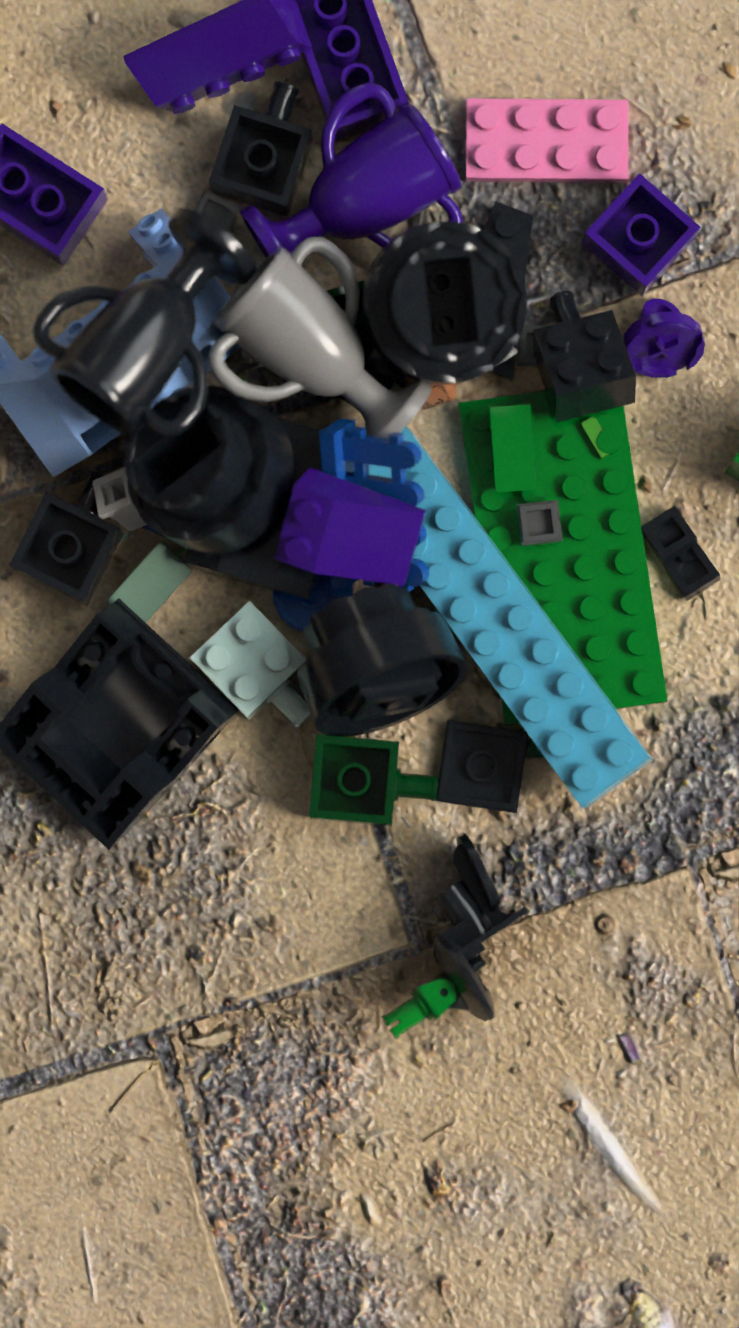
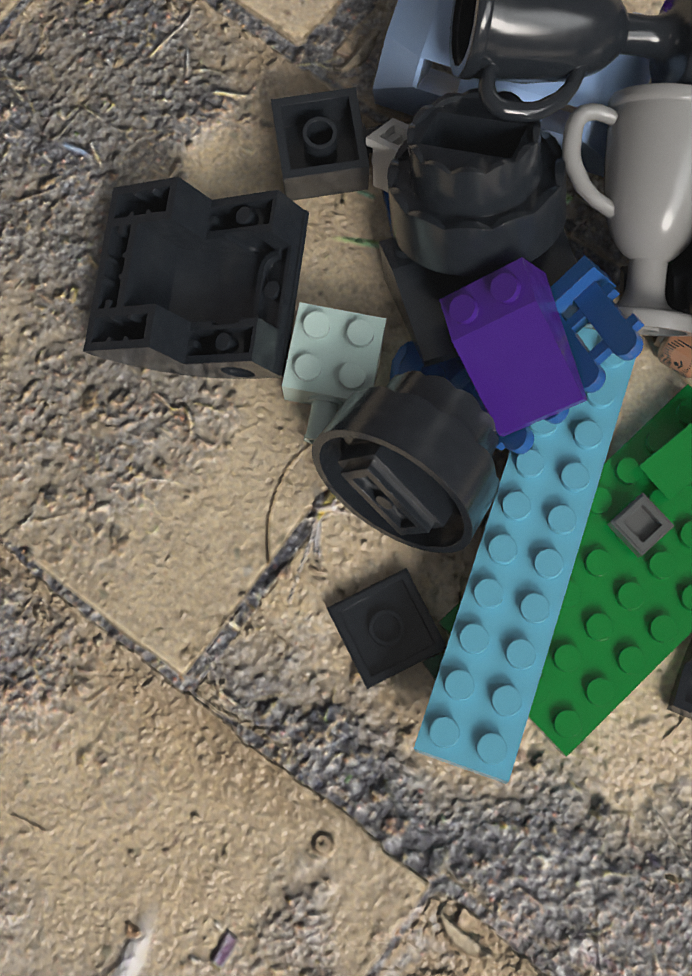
camera: 50 degrees right, 5 degrees down
(152, 582) = (343, 236): sand green slope -> none
(360, 781) = (296, 527): dark green brick -> none
(475, 918) = (238, 723): black piece -> none

